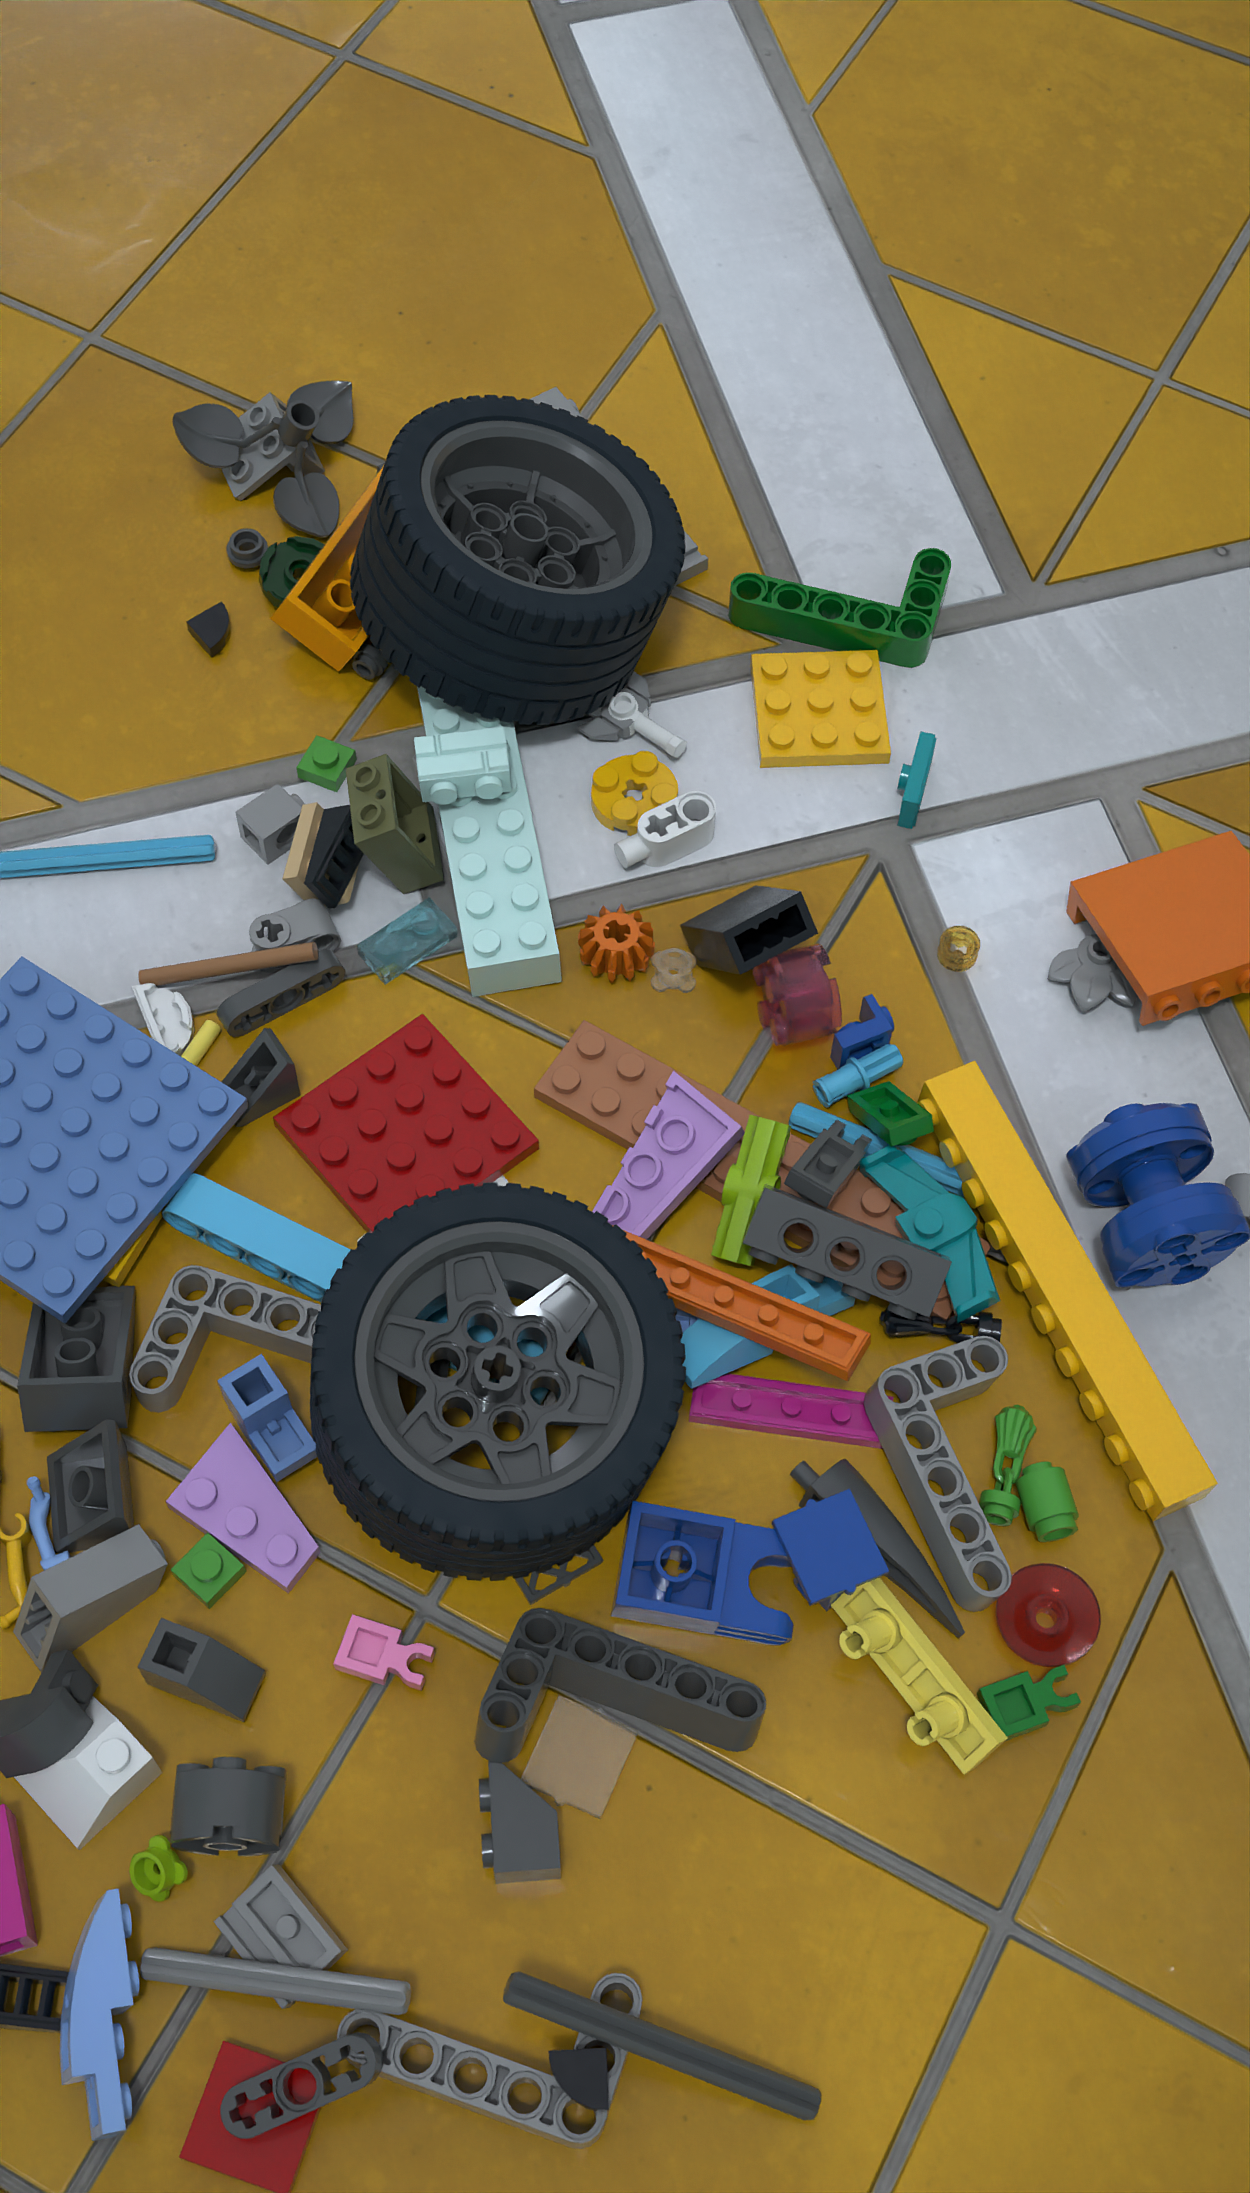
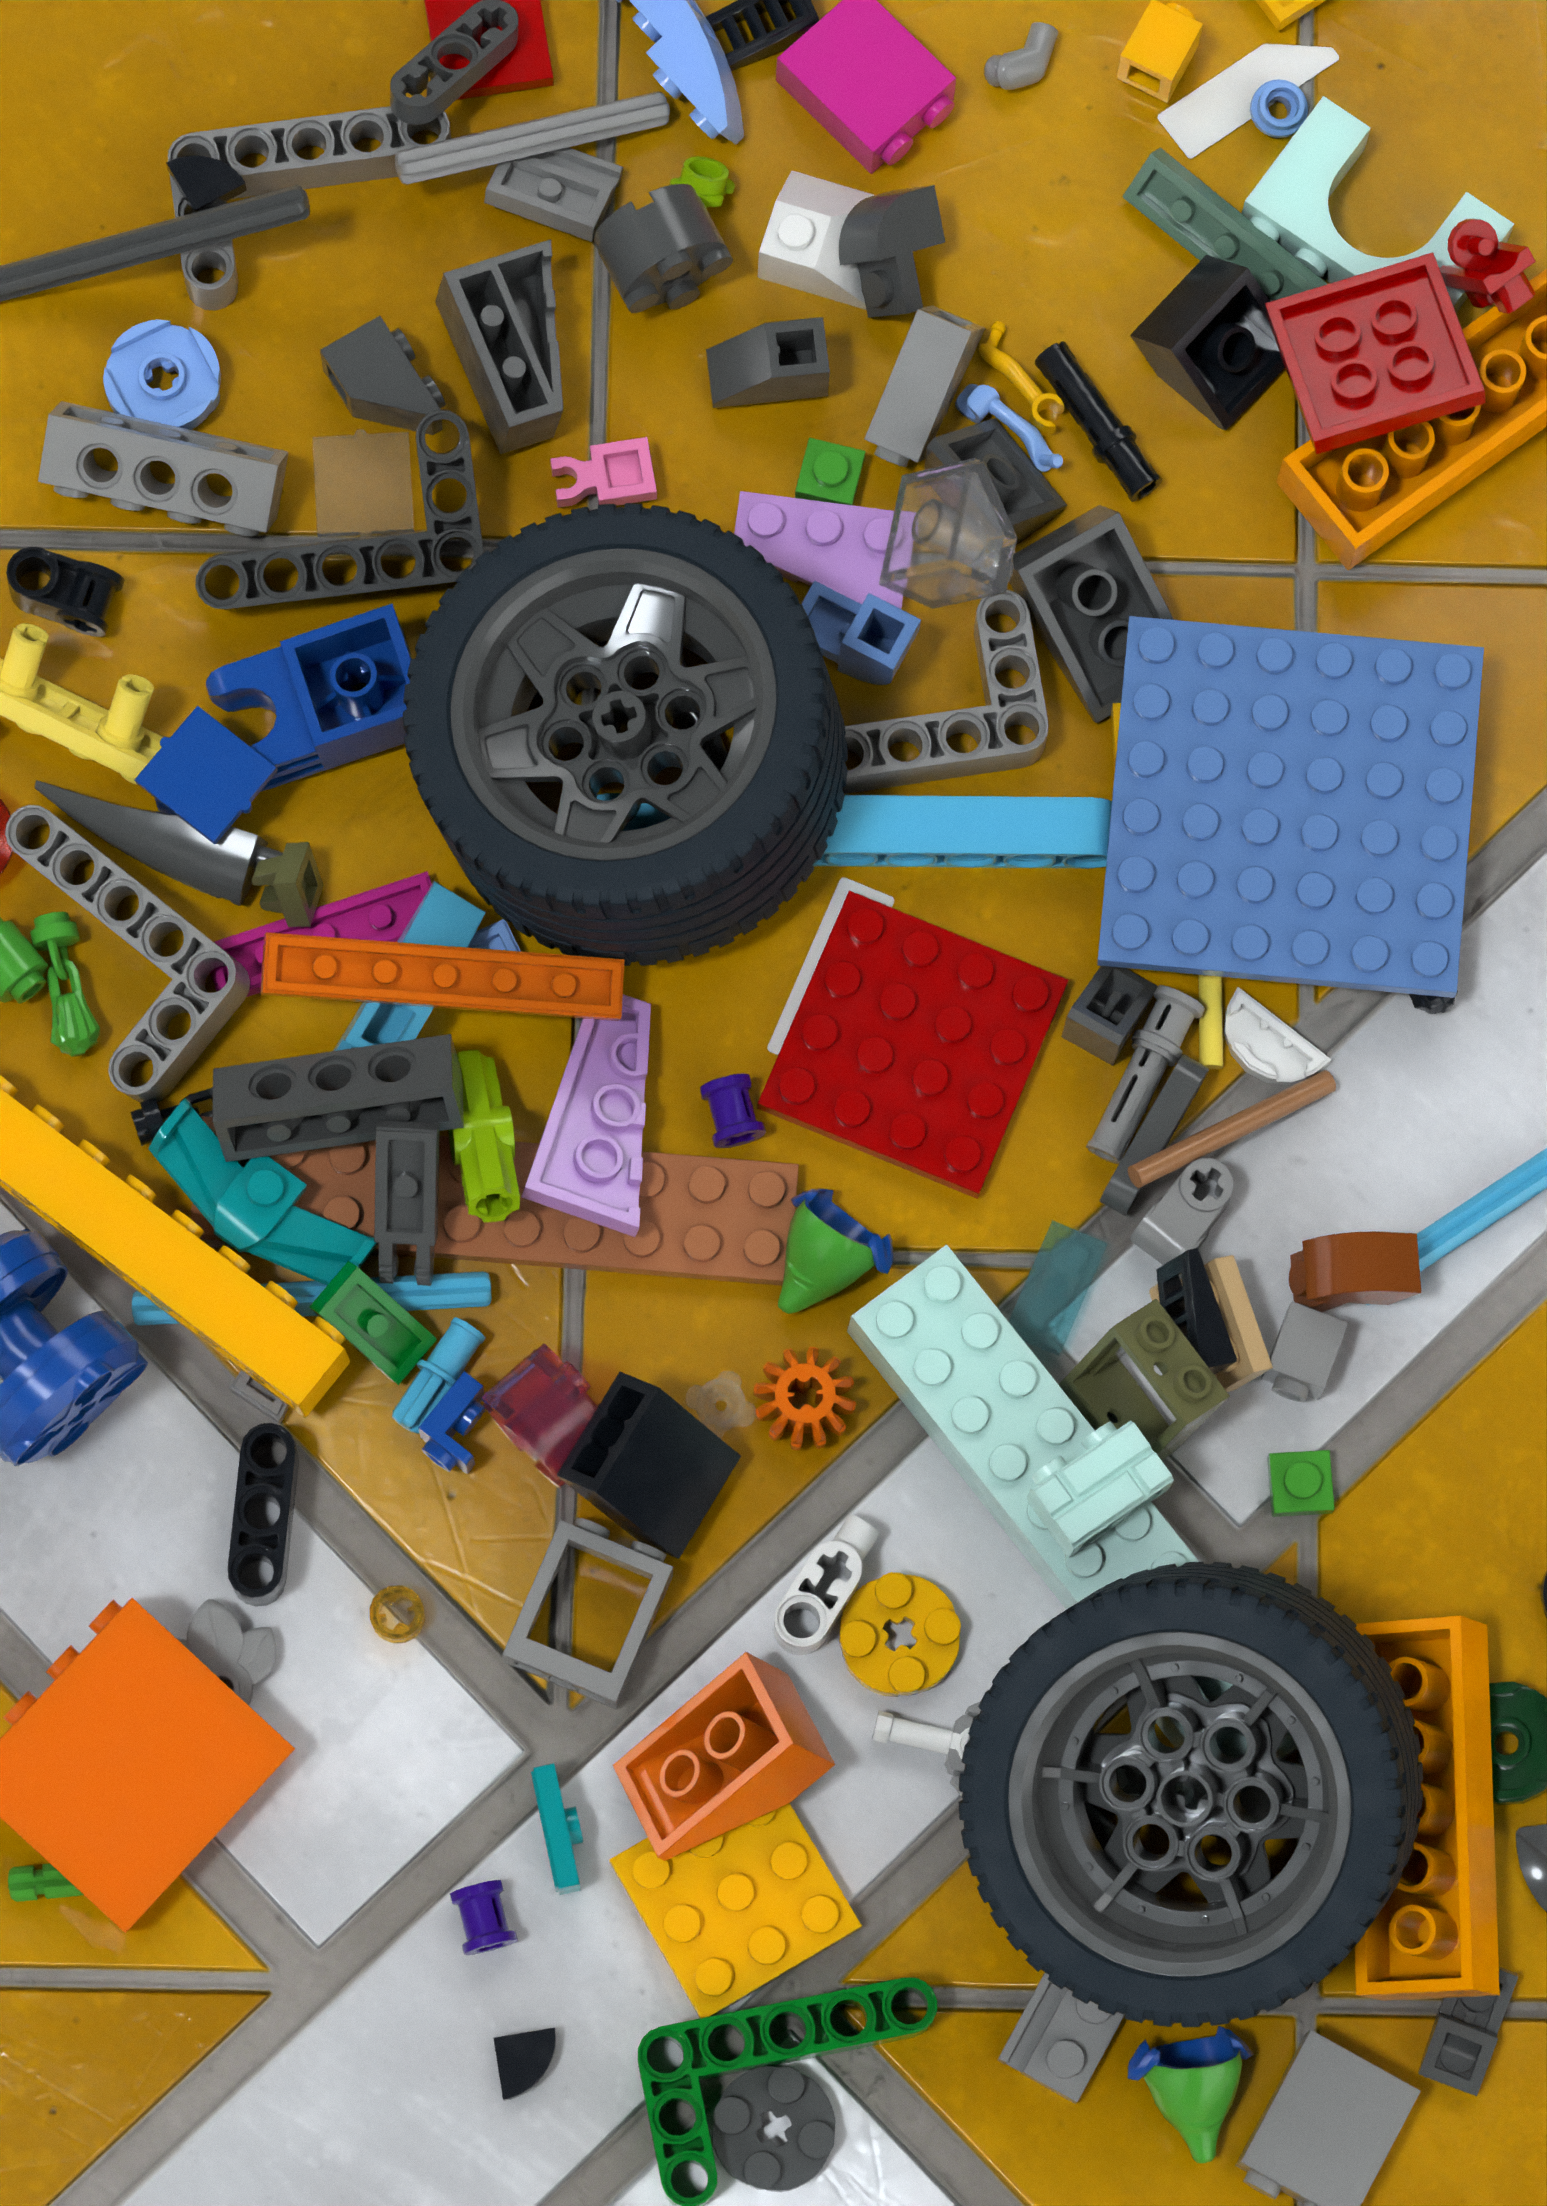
camera: 150 degrees right, 15 degrees up
(154, 1444) = (949, 537): none -> clear slope
(212, 832) = (1355, 1269): none -> dark orange brick
(224, 1054) = (1155, 1049): none -> light grey pin
(399, 1801) = (507, 342): none -> dark grey wedge
(544, 1020) = (827, 1251): none -> bright green hat
(559, 1141) = (732, 1111): none -> dark purple bush
(725, 1908) = (174, 349): none -> light blue plate
(741, 1839) = (250, 468): none -> light grey brick
(790, 759) = (723, 1758): none -> orange slope
(801, 1446) = (292, 883): none -> olive tile
(862, 859) = (566, 1670): none -> light grey window
(865, 1770) = (68, 590): none -> black piece
(866, 567) = (763, 2163): none -> dark grey plate
(988, 756) = (483, 1917): none -> dark purple bush
(998, 681) = (523, 2060): none -> black tile
(1030, 1022) = (259, 1485): none -> black beam

